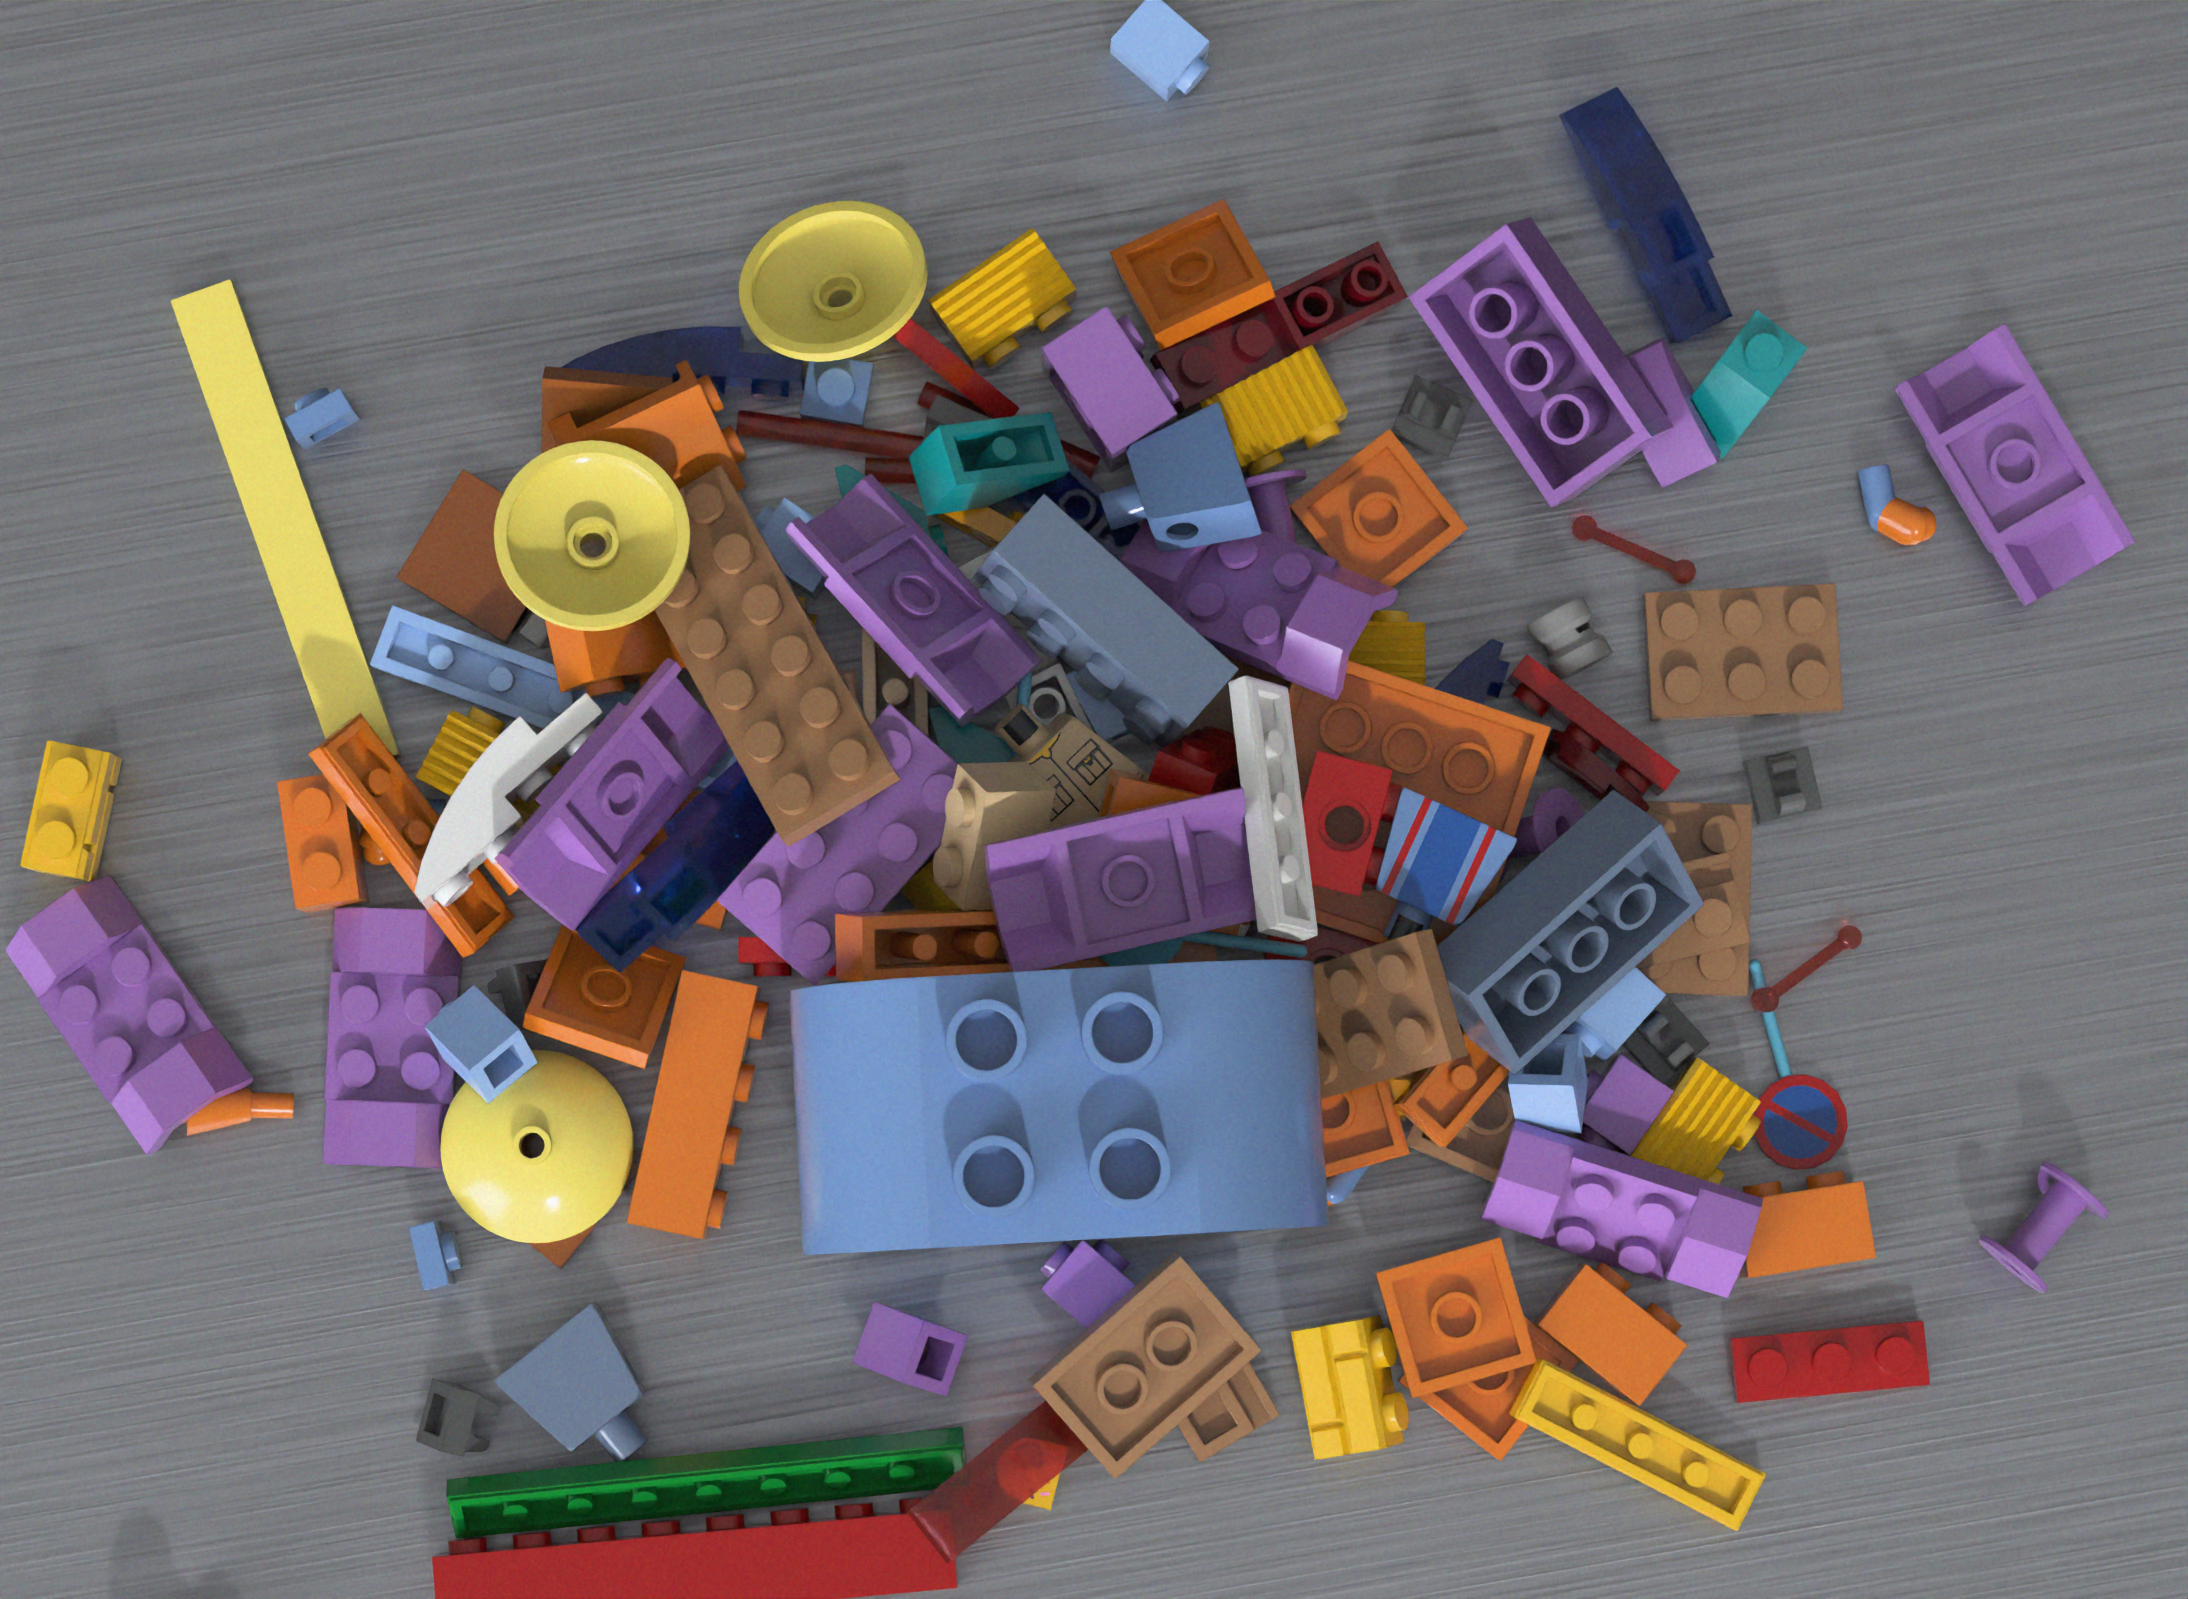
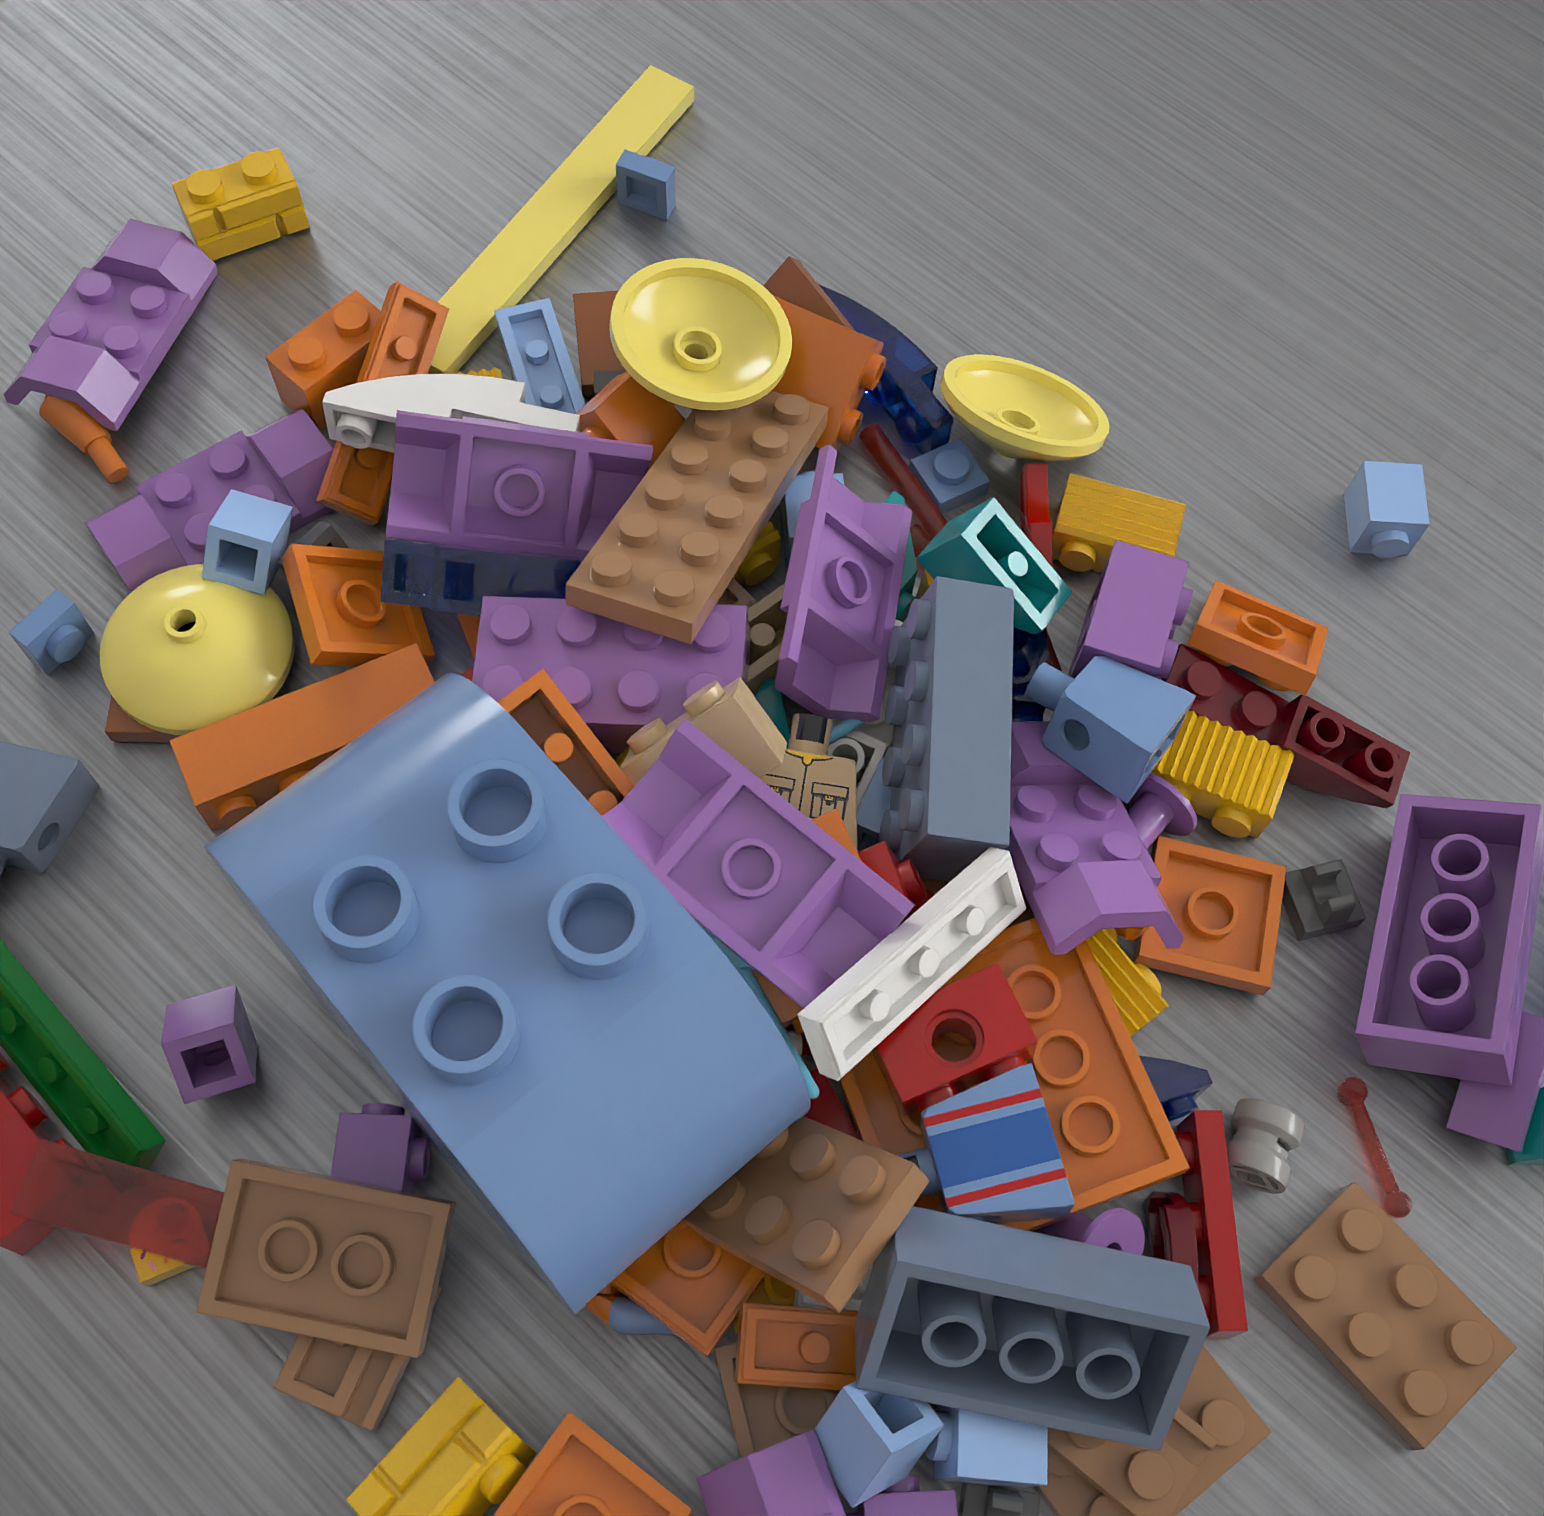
camera: 50 degrees right, 20 degrees down
(1782, 785) = (1310, 1449): dark grey tile -> none

